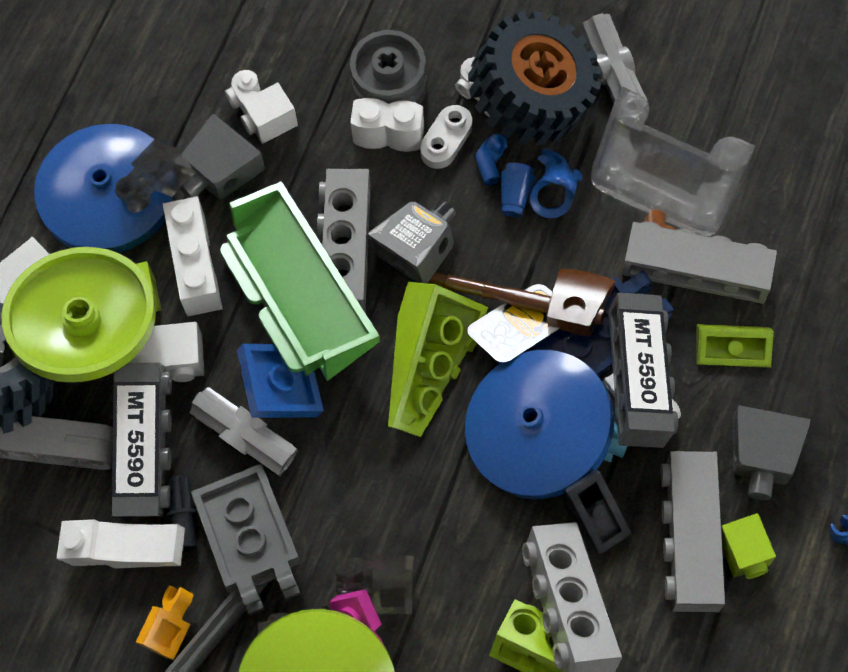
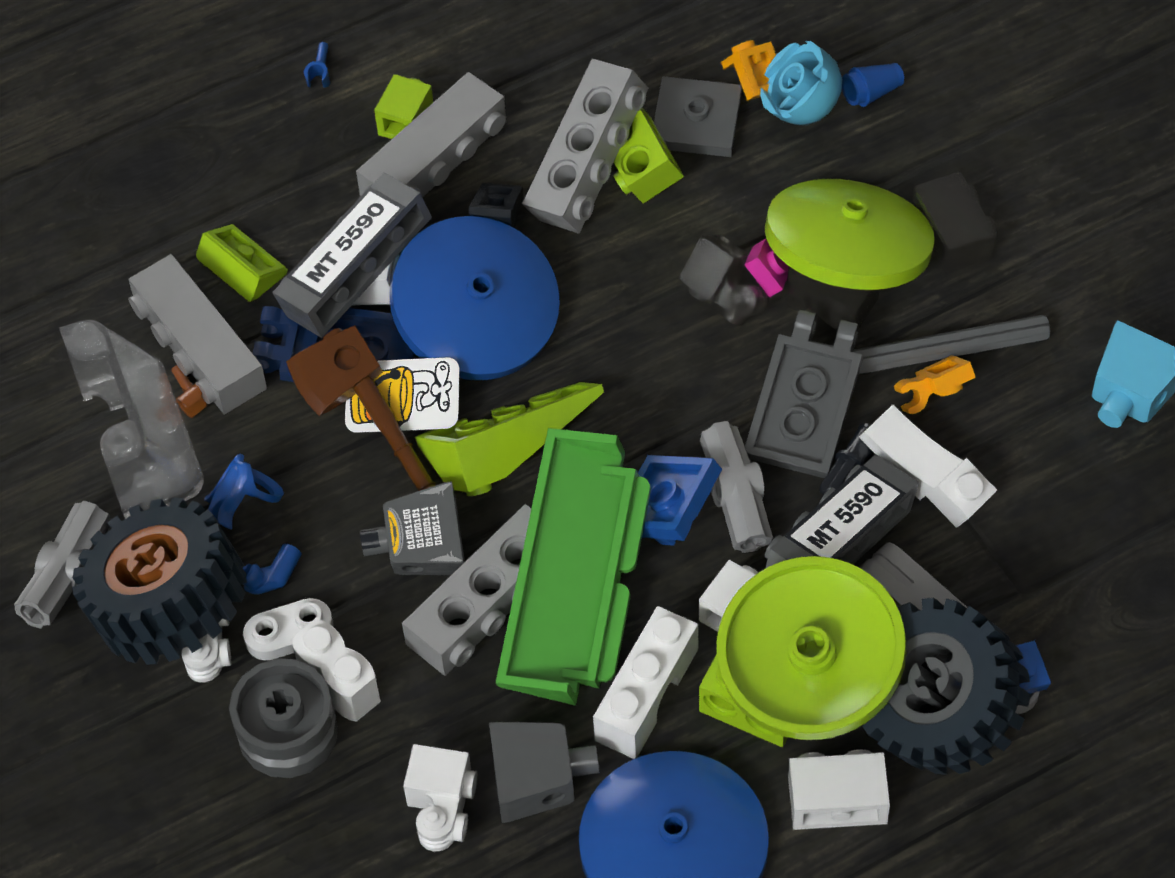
camera: 140 degrees left, 10 degrees down
(155, 169) = (612, 762): clear smoke brick -> none
(515, 188) = (279, 520): blue cone -> none
(766, 448) = (309, 160): dark grey torso -> none

